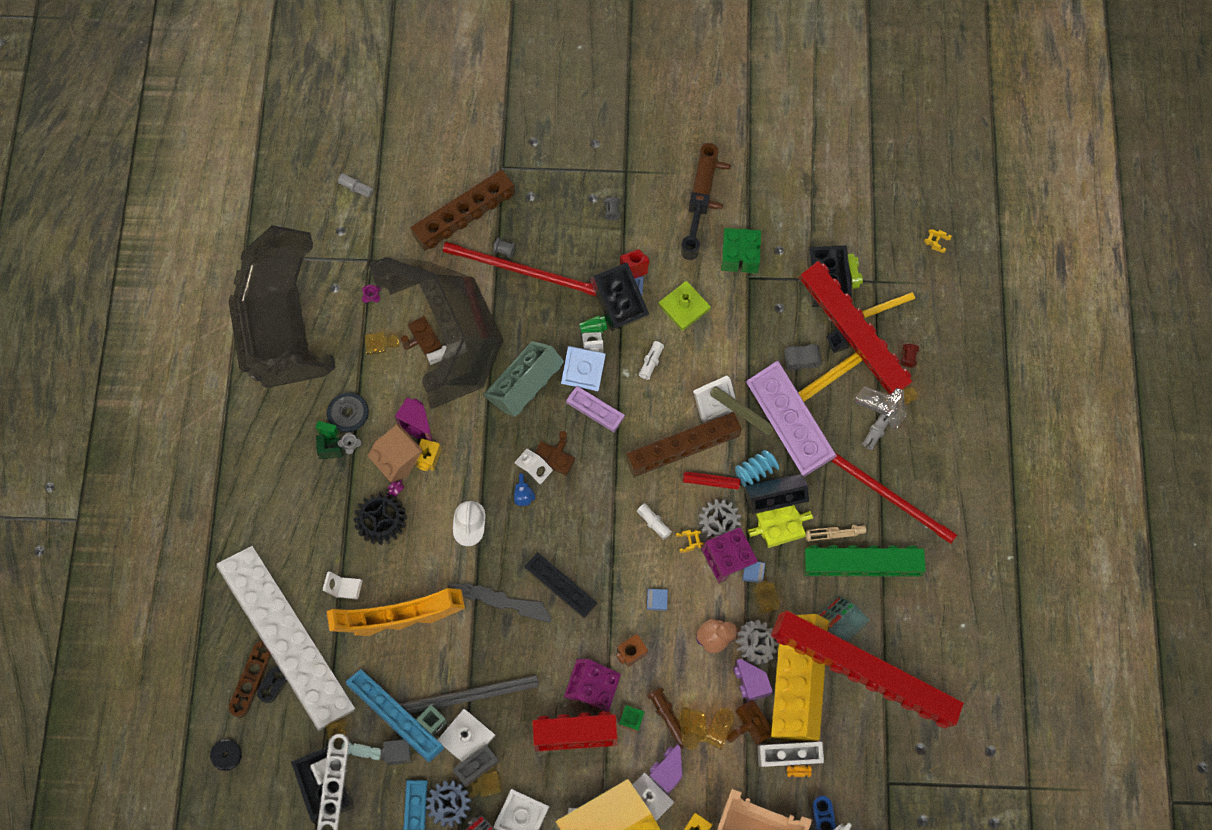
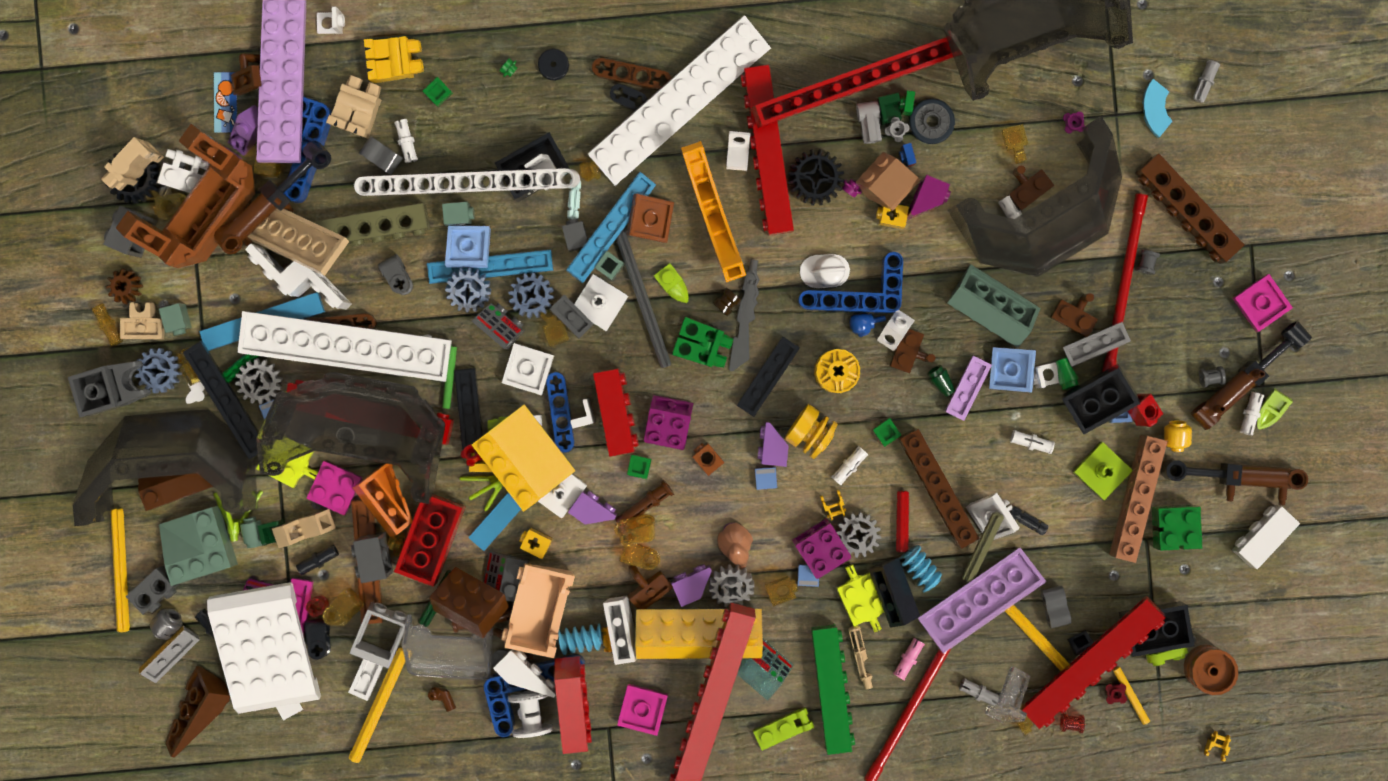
camera: 85 degrees right, 20 degrees up
(219, 799) = (508, 67): none -> green plate
(299, 475) = (851, 82): none -> red brick
(331, 465) = (869, 115): none -> light grey piece
(347, 559) = (768, 155): none -> red brick
(371, 228) = (1154, 108): none -> medium azure tile
(373, 435) = (907, 155): none -> blue plate
(392, 677) = (650, 218): none -> dark orange tile
(458, 665) = (672, 283): none -> lime plate
(483, 614) = (727, 301): none -> dark brown wheel
(499, 493) = (859, 297): none -> blue beam
(526, 638) = (706, 348): none -> green hips
(543, 313) = (1075, 317): none -> reddish brown plate
(553, 163) = (1262, 303): none -> dark pink plate
(563, 530) = (824, 371): none -> yellow wheel
(568, 790) = (560, 412): none -> blue beam
(570, 296) = (1097, 344): none -> light grey plate
(572, 758) = (588, 419): none -> white panel
(585, 430) = (940, 379): none -> dark green cone
(615, 179) = (1249, 376): none -> reddish brown piece
(620, 545) = (812, 432): none -> yellow wheel
(627, 484) = (886, 432): none -> green plate
(627, 587) = (774, 447): none -> medium lavender slope
(646, 164) = (1273, 409): none -> lime plate
(648, 181) = (1251, 413): none -> white pin
(660, 241) = (1178, 435): none -> yellow head
(712, 278) = (1138, 498): none -> nougat brick
(724, 369) = (1029, 520): none -> black axle
(756, 182) = (1265, 536): none -> white brick
(795, 795) = (580, 639): none -> medium azure piece
(840, 489) = (908, 659): none -> bright pink pin
(860, 808) = (572, 704): none -> brick
(869, 236) = (1211, 669): none -> dark orange wheel
(871, 745) = (642, 709): none -> dark pink plate
(885, 321) = (1111, 689): none -> dark red plate
(899, 613) = (783, 728): none -> lime plate

